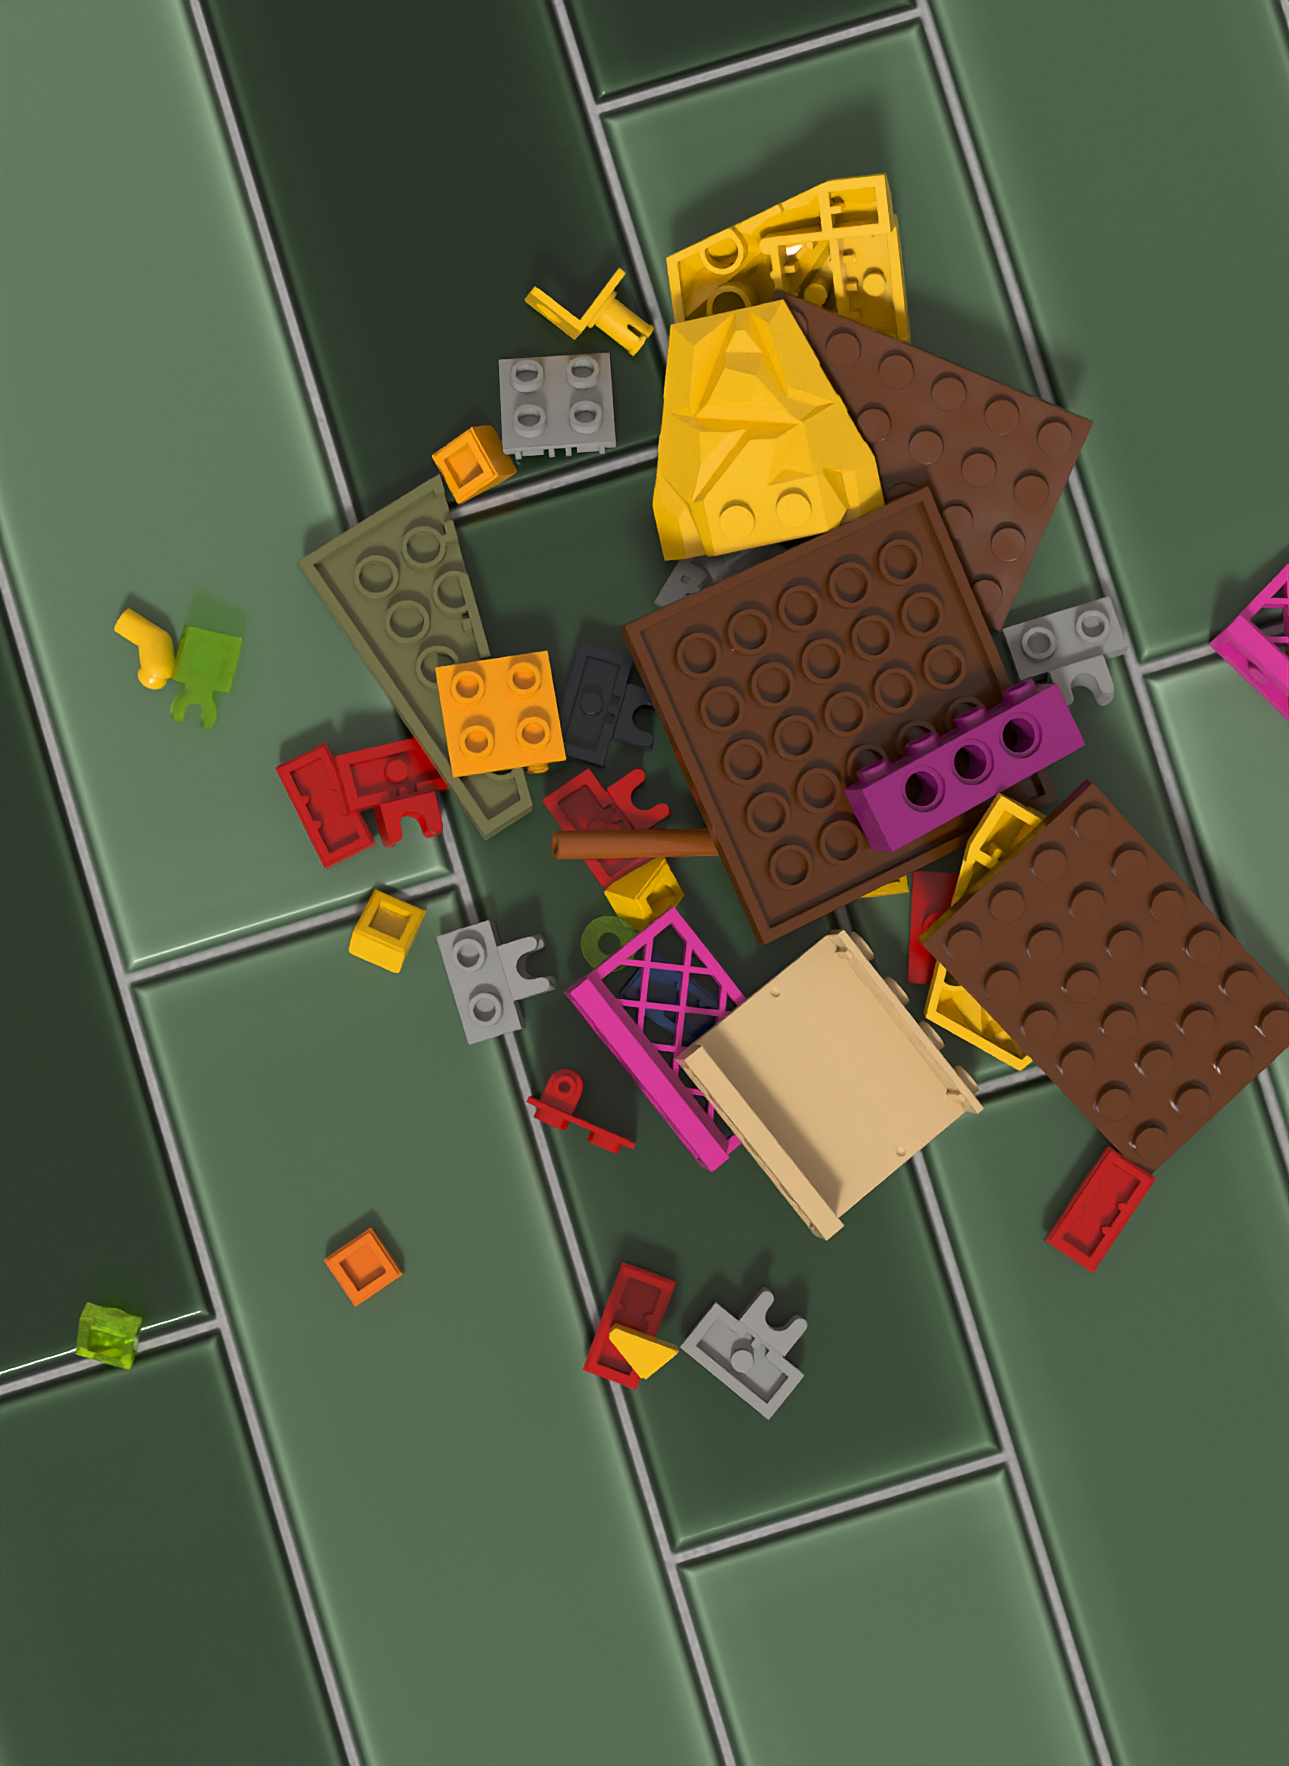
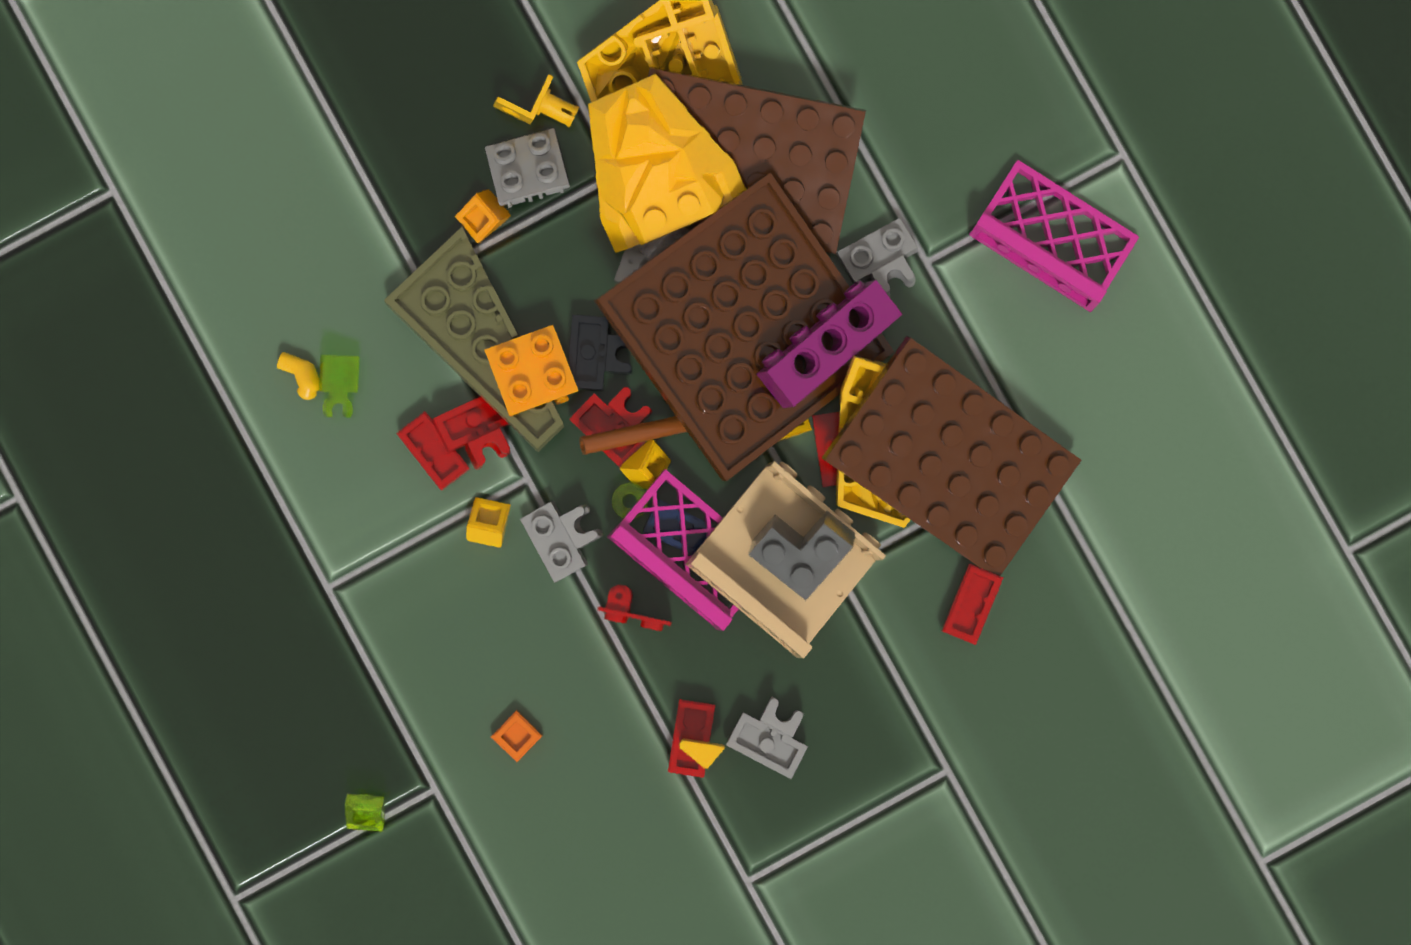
camera: 10 degrees left, 0 degrees up
(856, 1090) = (801, 560): none -> dark grey brick

